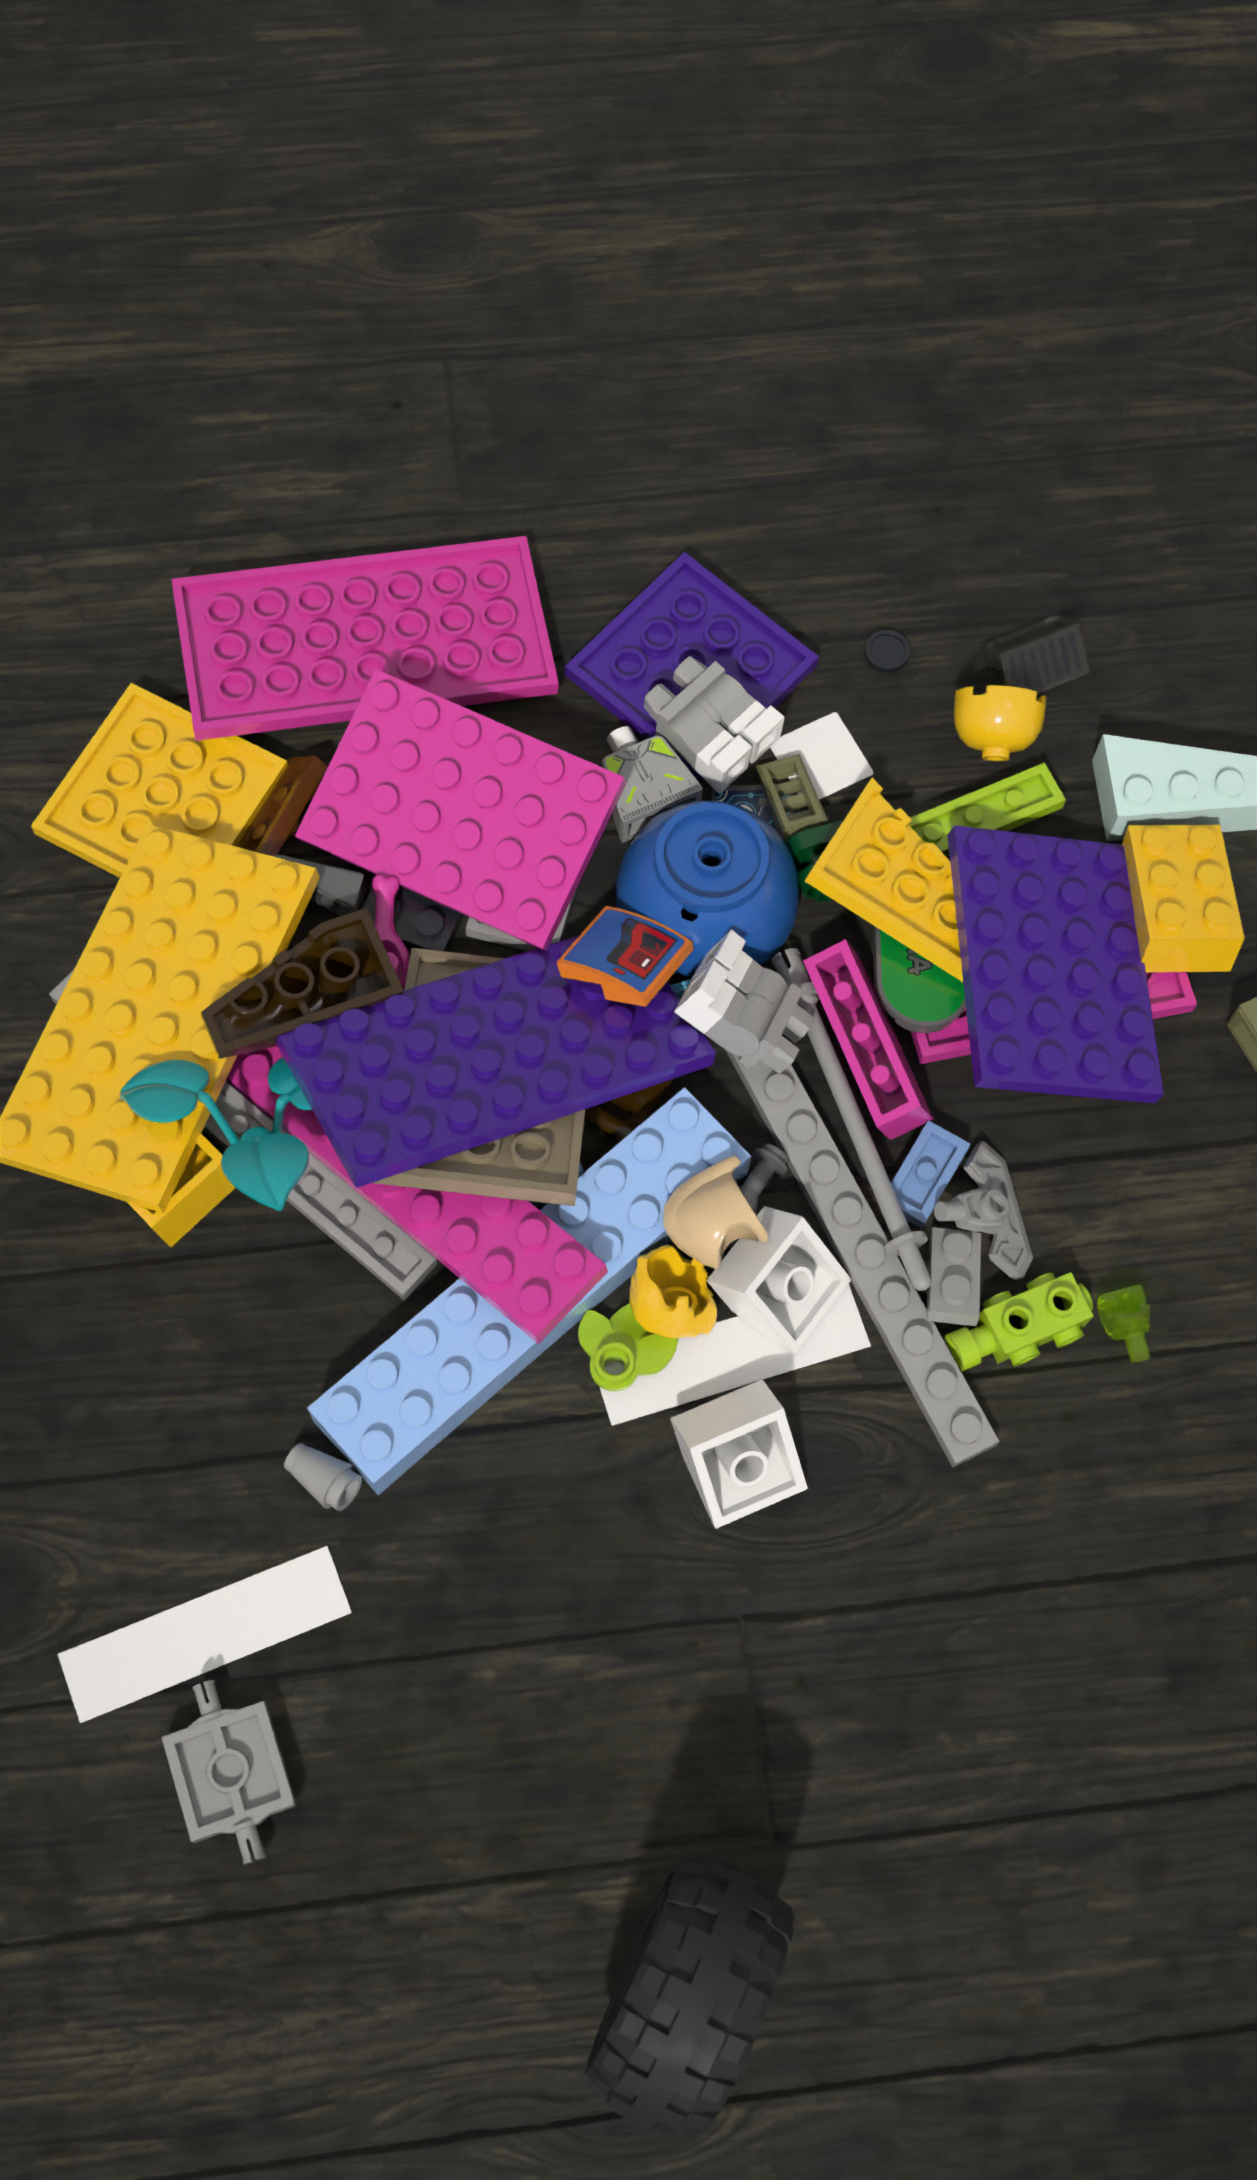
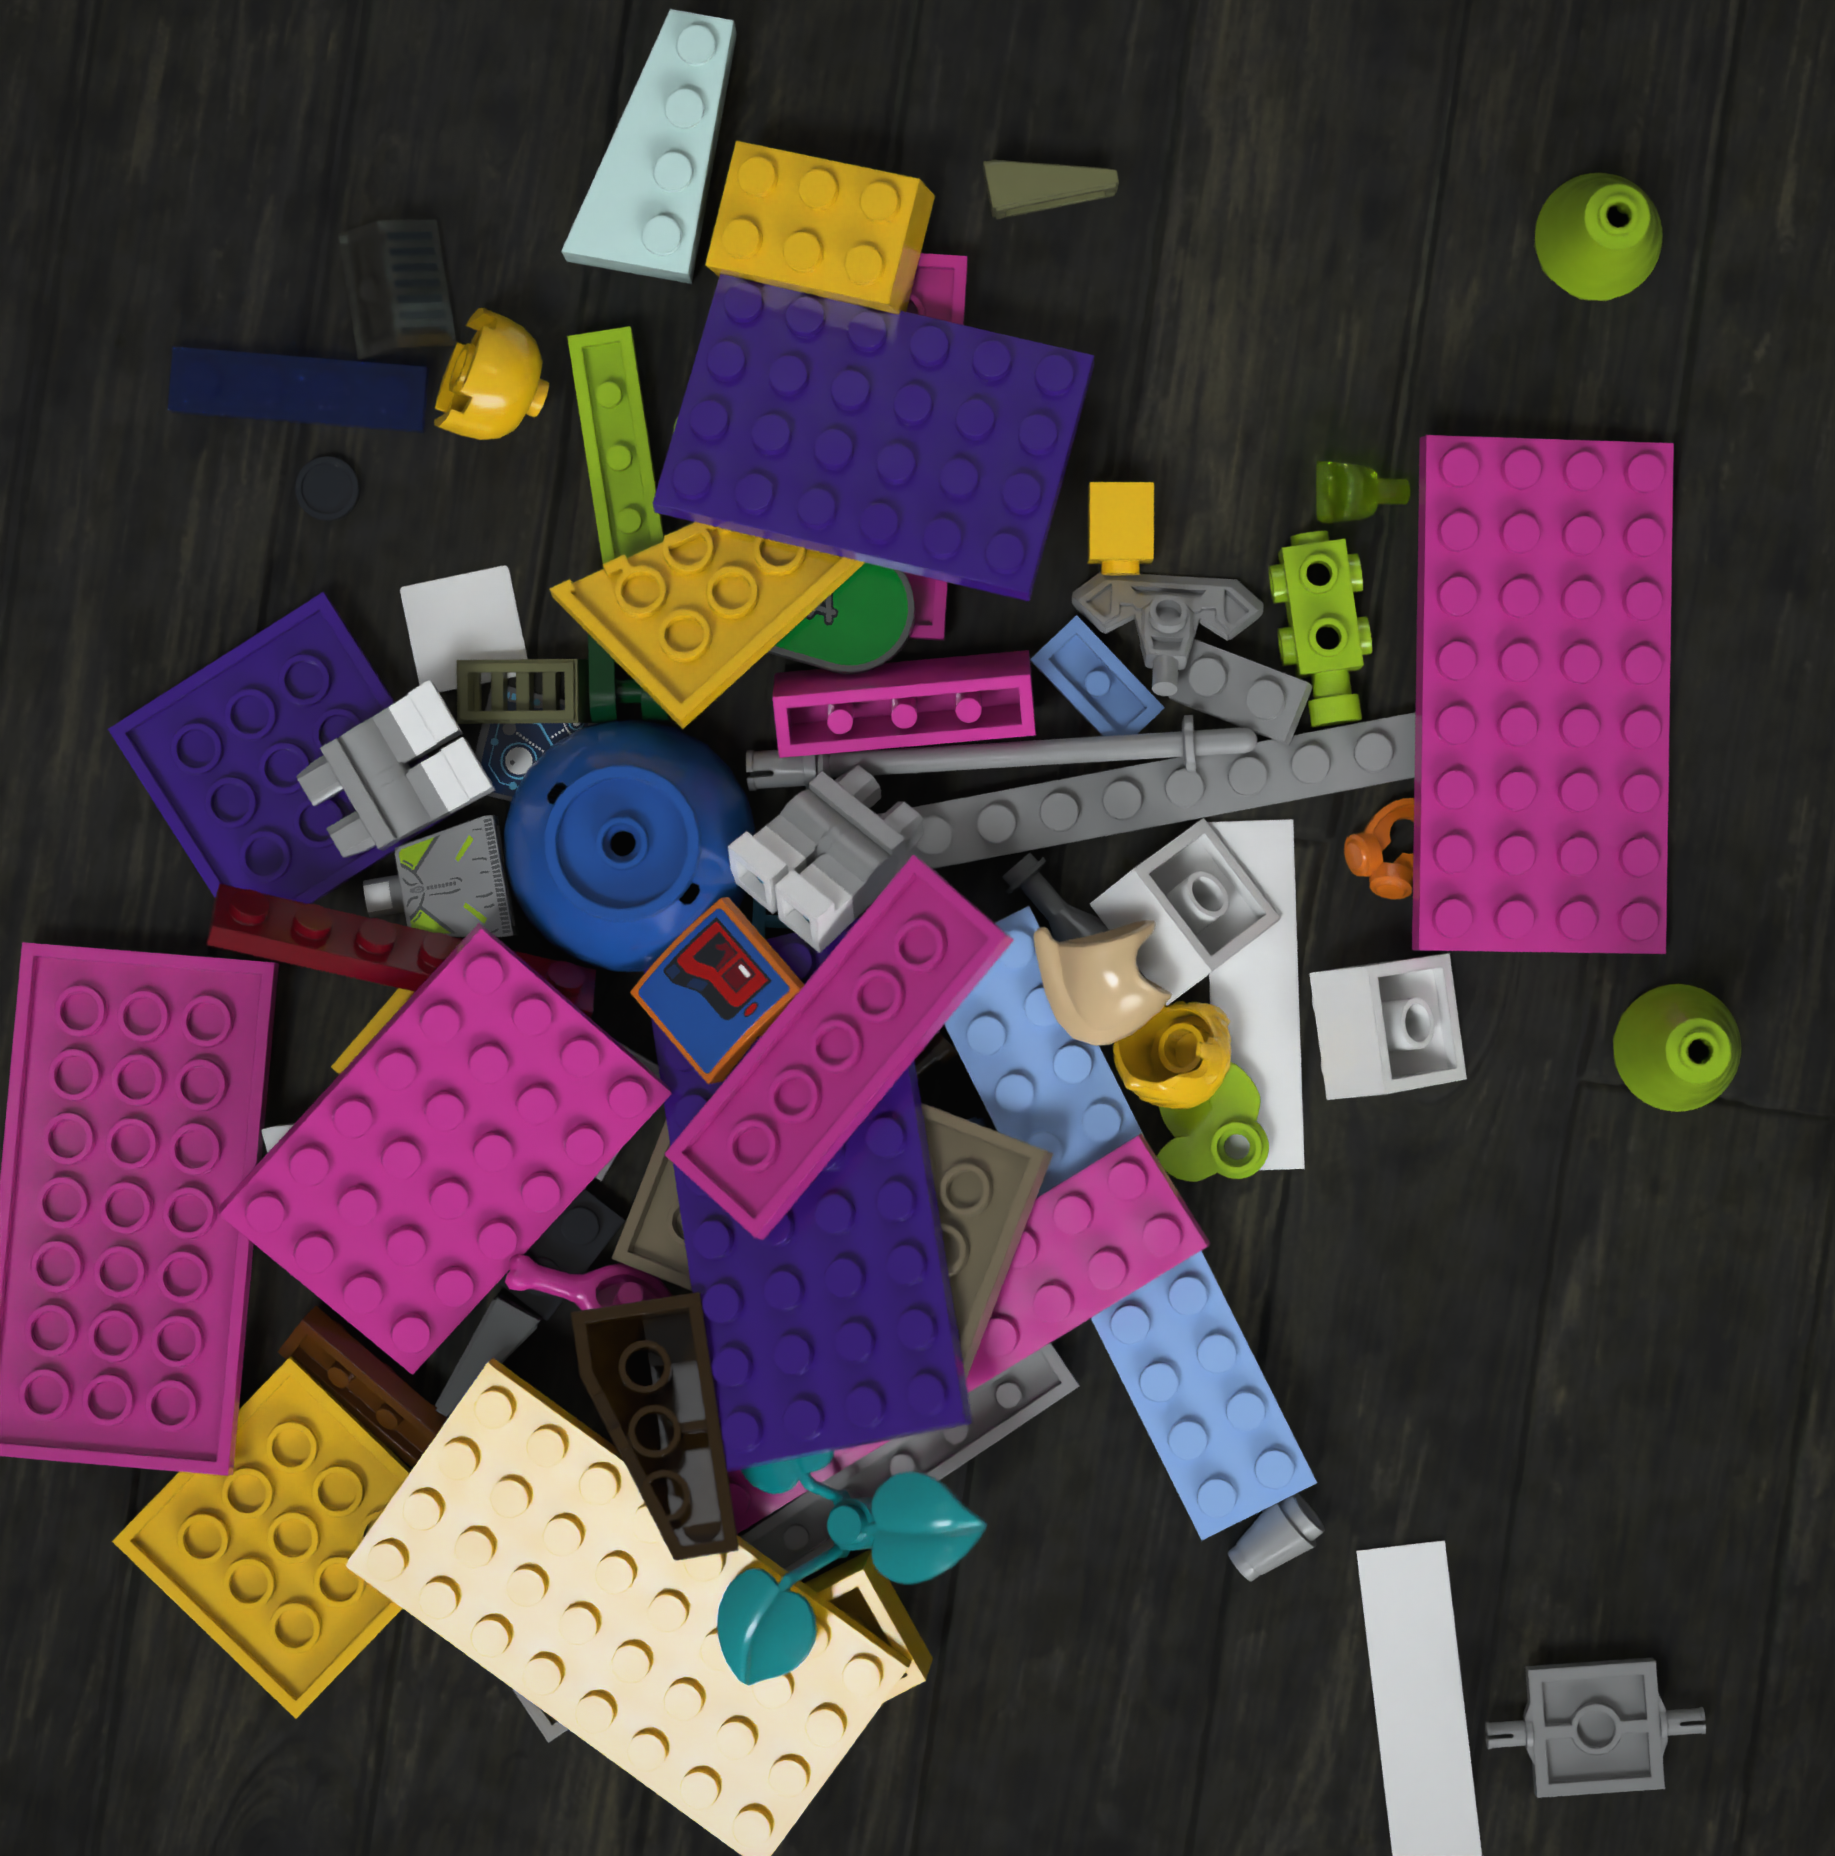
camera: 70 degrees left, 20 degrees up
(587, 720) = (357, 944): none -> dark red plate
(611, 1033) = (838, 1047): none -> dark pink plate
(778, 1703) = (1654, 1043): none -> lime cone
(850, 1425) = (1365, 854): none -> orange piece
(946, 615) = (298, 389): none -> clear blue plate
(1025, 1501) = (1542, 695): none -> dark pink plate
(1045, 1158) = (1120, 526): none -> yellow brick

